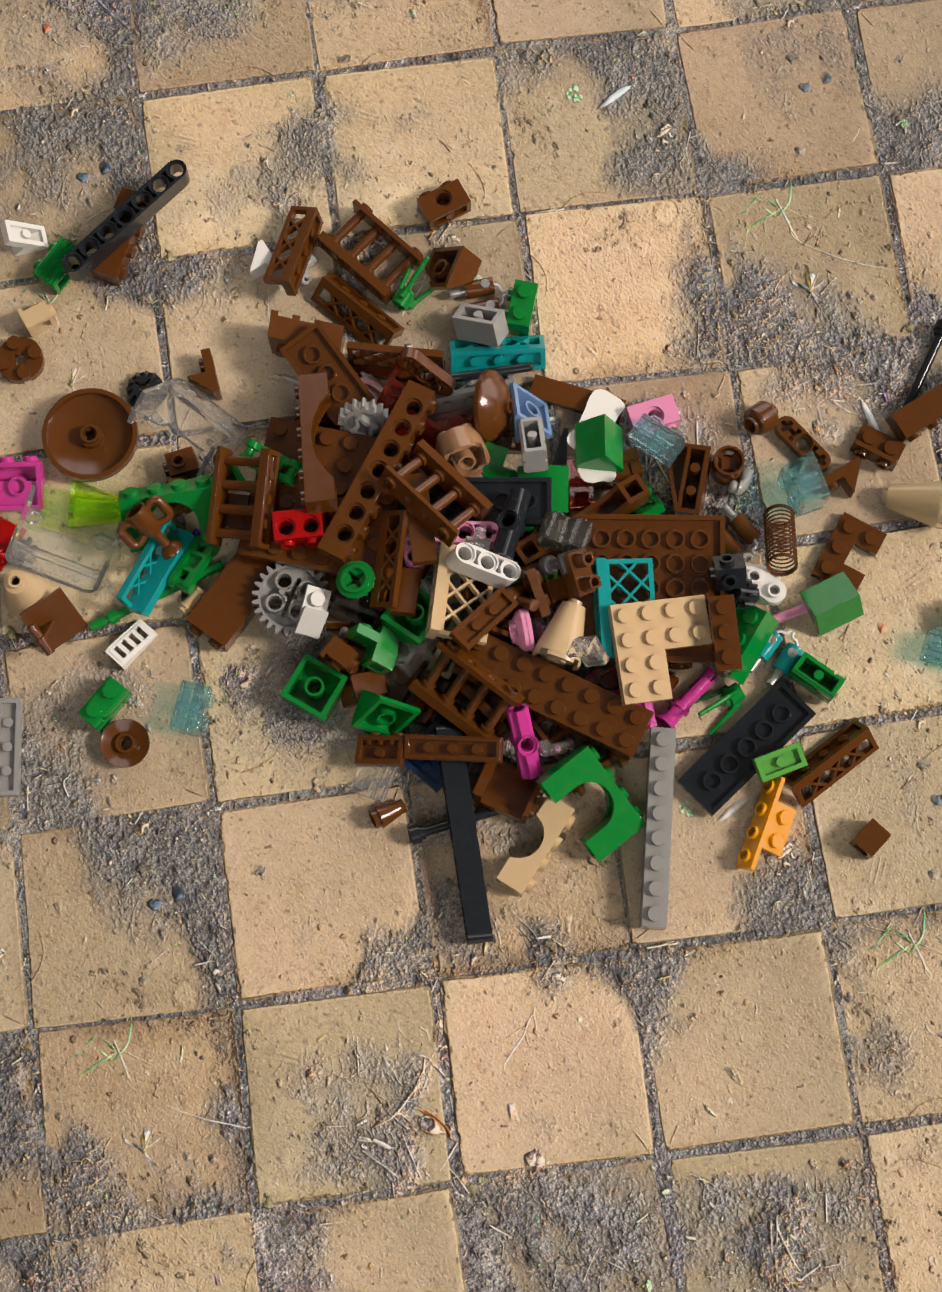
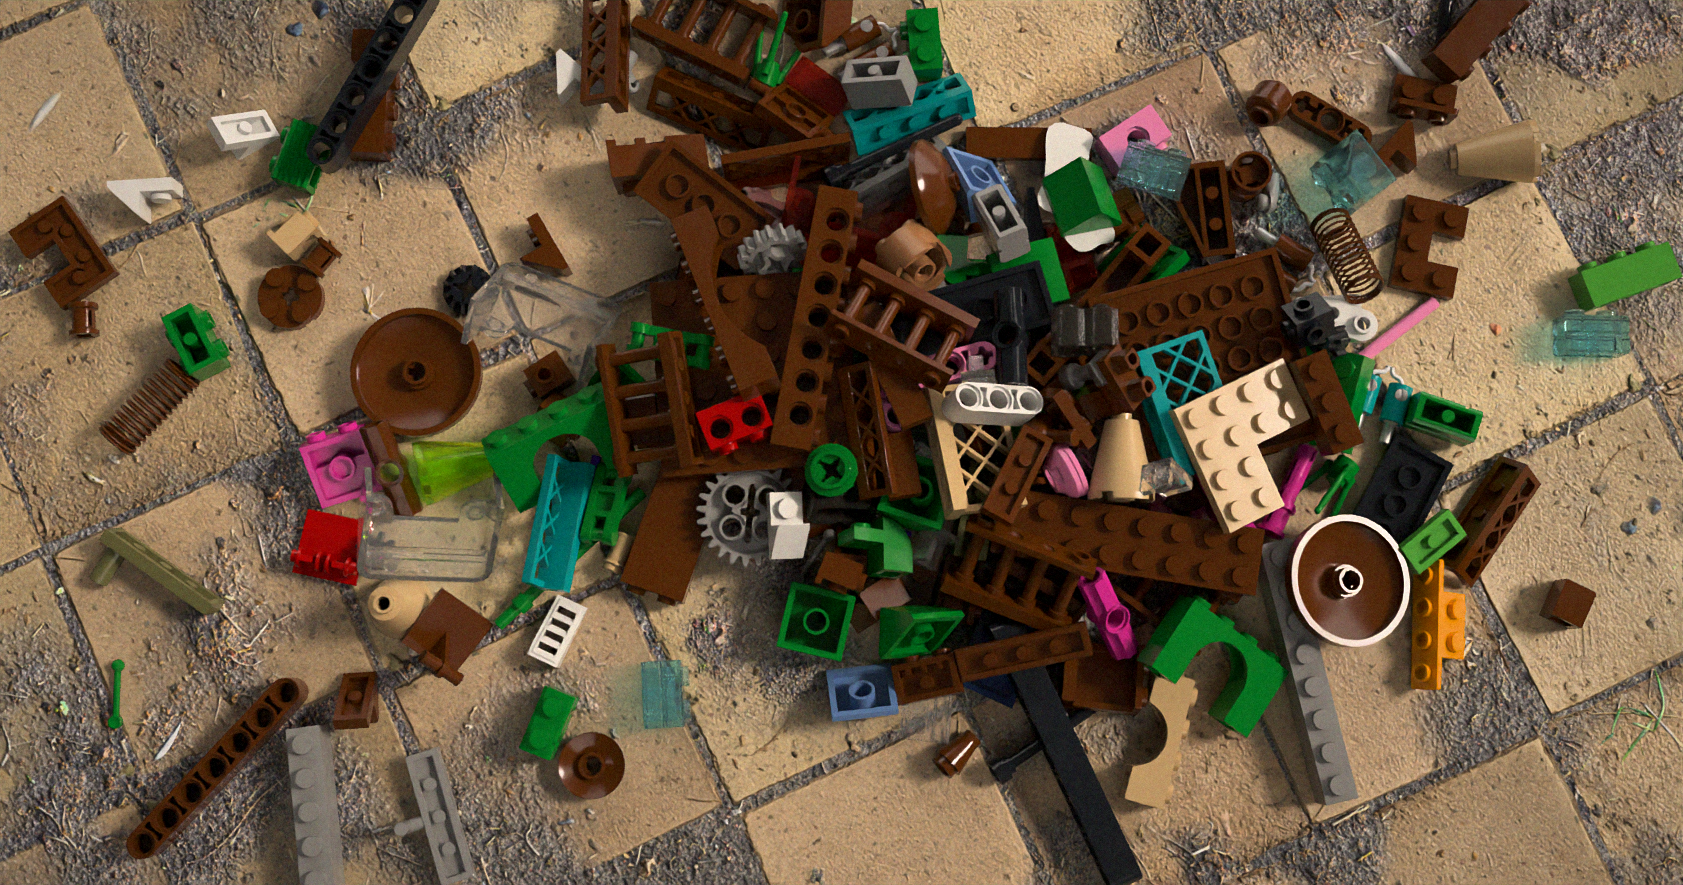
camera: 25 degrees left, 5 degrees up
(49, 338) = (321, 257): none -> reddish brown bush
(50, 479) = (383, 450): none -> reddish brown piece
(146, 523) = (533, 474): reddish brown piece -> none
(331, 750) = (861, 692): none -> medium blue slope
(411, 327) = (791, 111): none -> reddish brown plate
(415, 363) = (818, 157): reddish brown beam -> none
(437, 316) = (818, 86): none -> clear red tile
(558, 748) = (1149, 610): clear arm -> none
(706, 770) = (1347, 581): none -> reddish brown dish
(832, 603) = (1430, 315): green slope -> none

